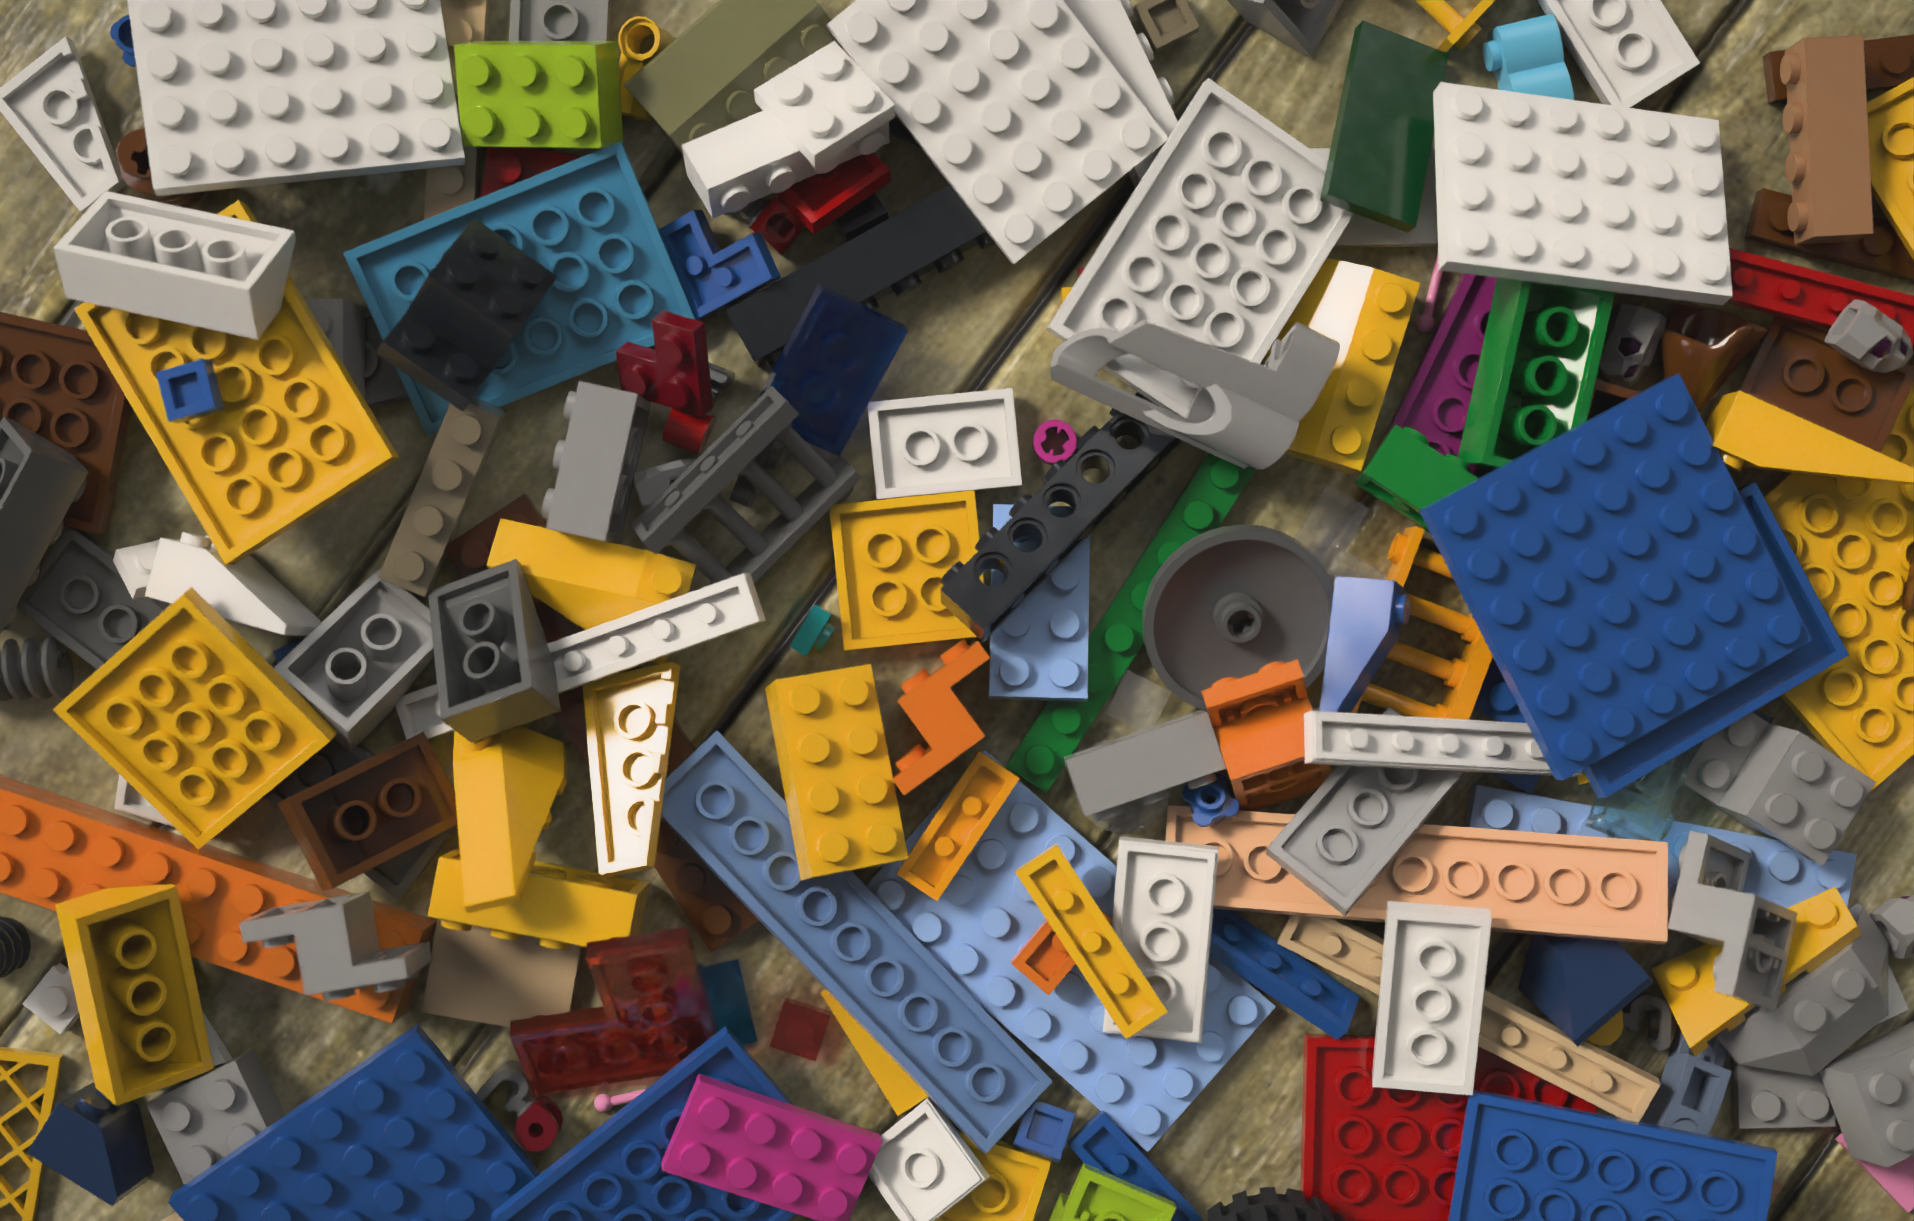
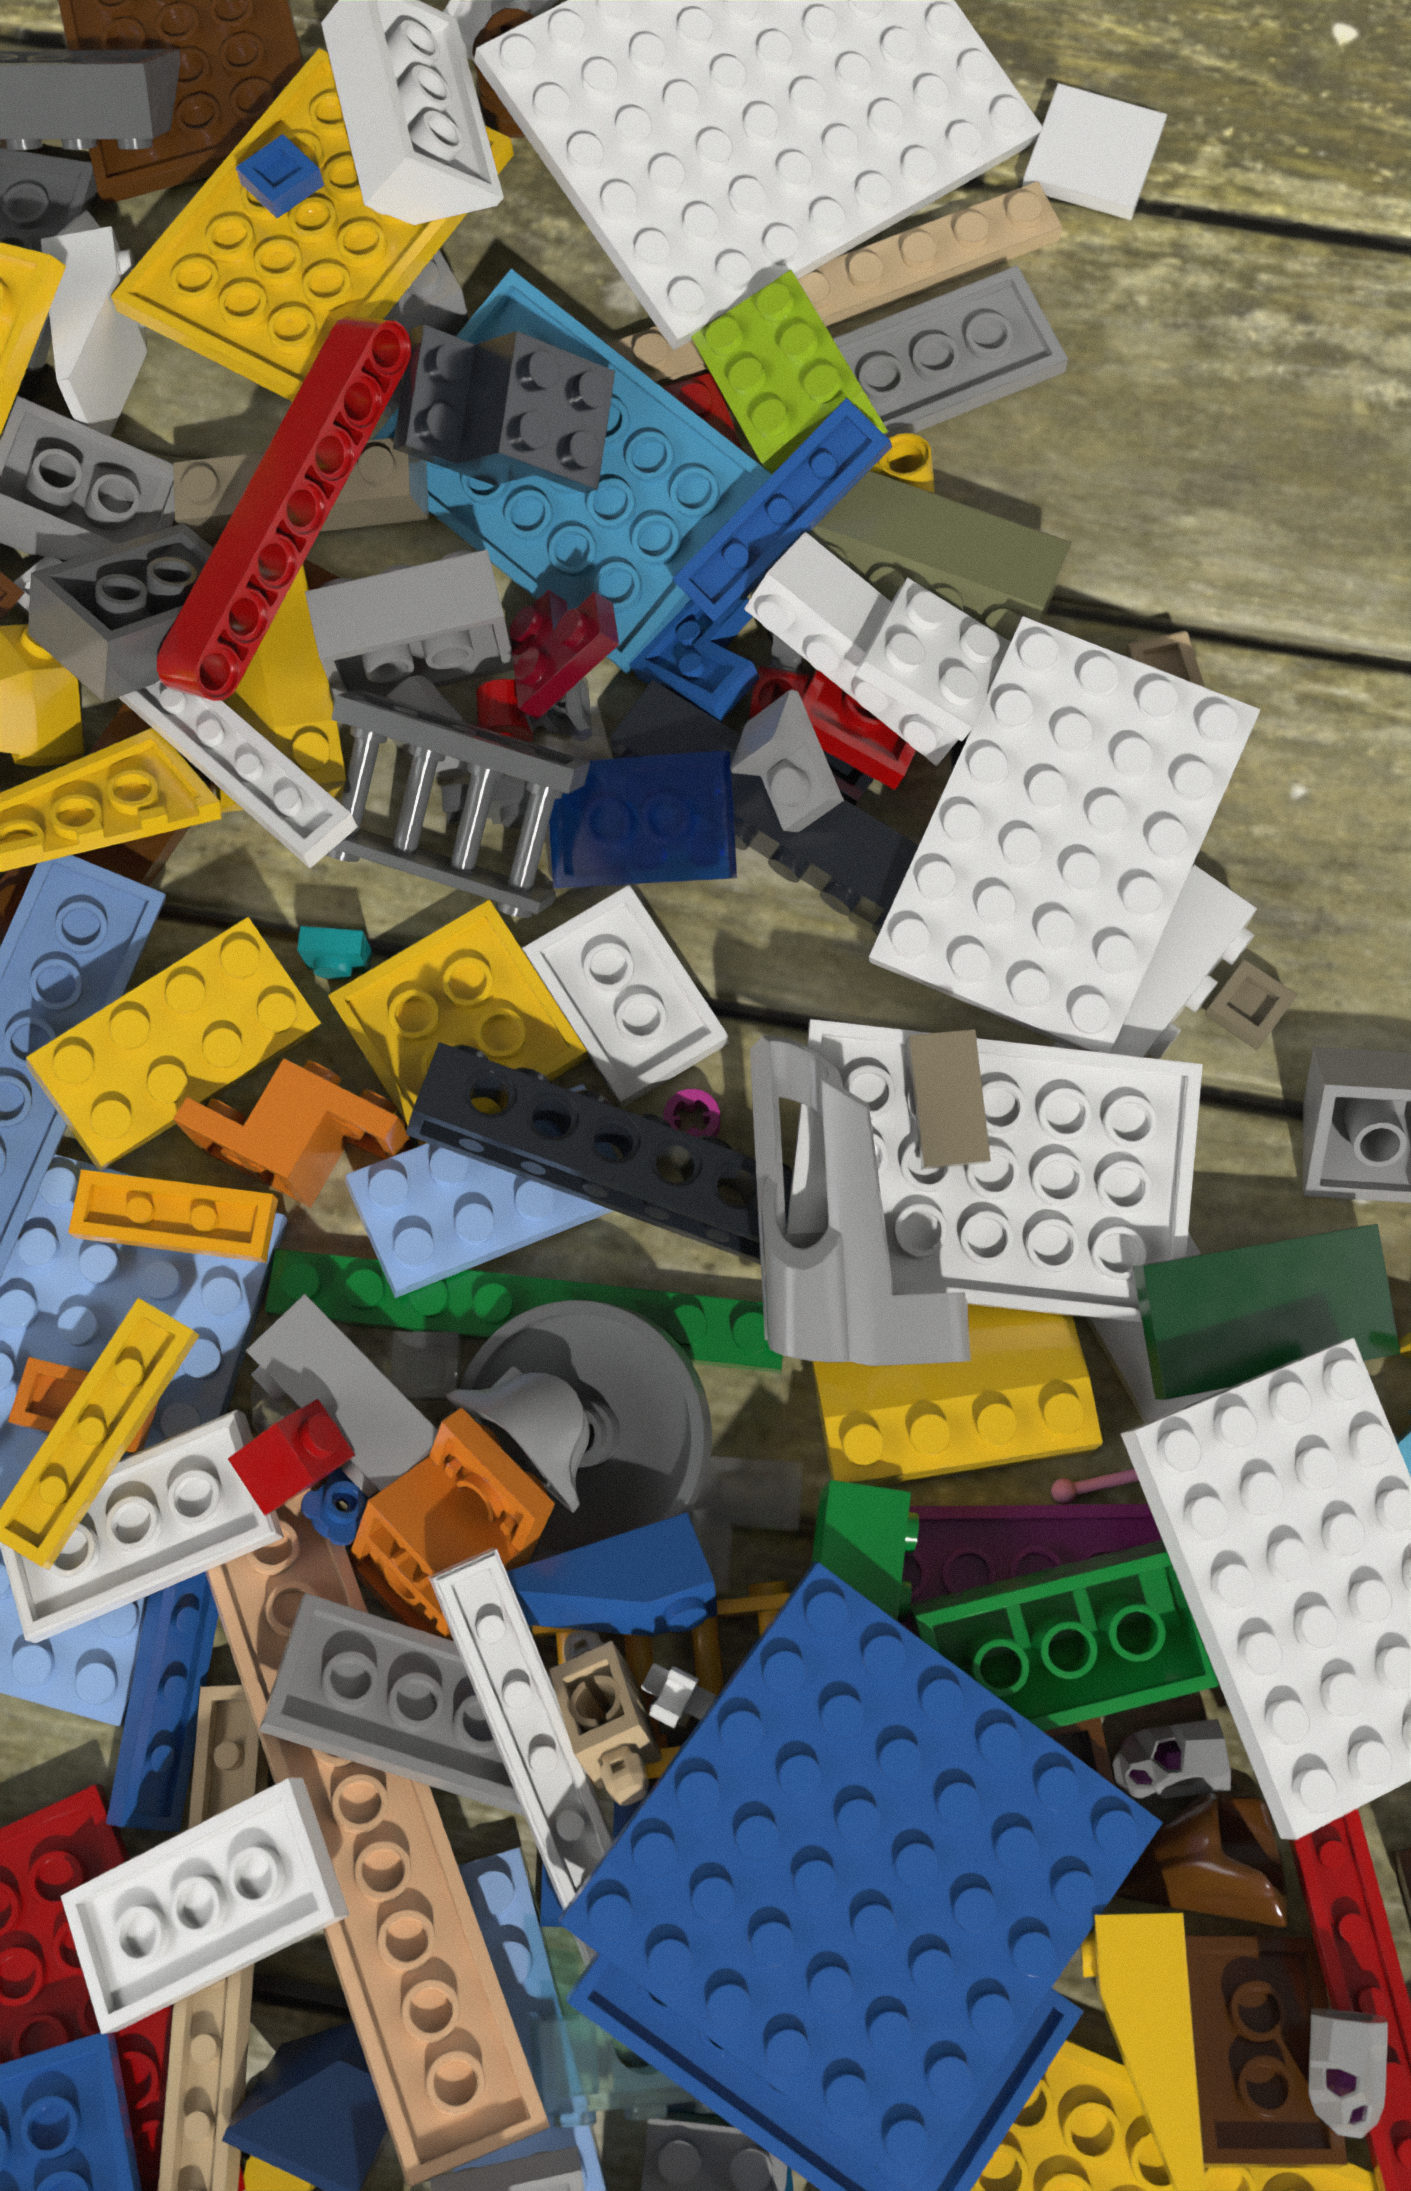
camera: 70 degrees right, 15 degrees down
(473, 510) = (284, 508): none -> red beam
(652, 152) = (782, 510): none -> blue plate
(842, 244) = (790, 760): none -> light grey slope
(1152, 263) = (948, 1099): none -> dark tan tile
(1175, 817) = (291, 1456): none -> red brick
(1227, 645) = (536, 1424): none -> light grey hat
(1447, 640) = (675, 1696): none -> white plate
(1470, 691) = (620, 1749): none -> tan piece

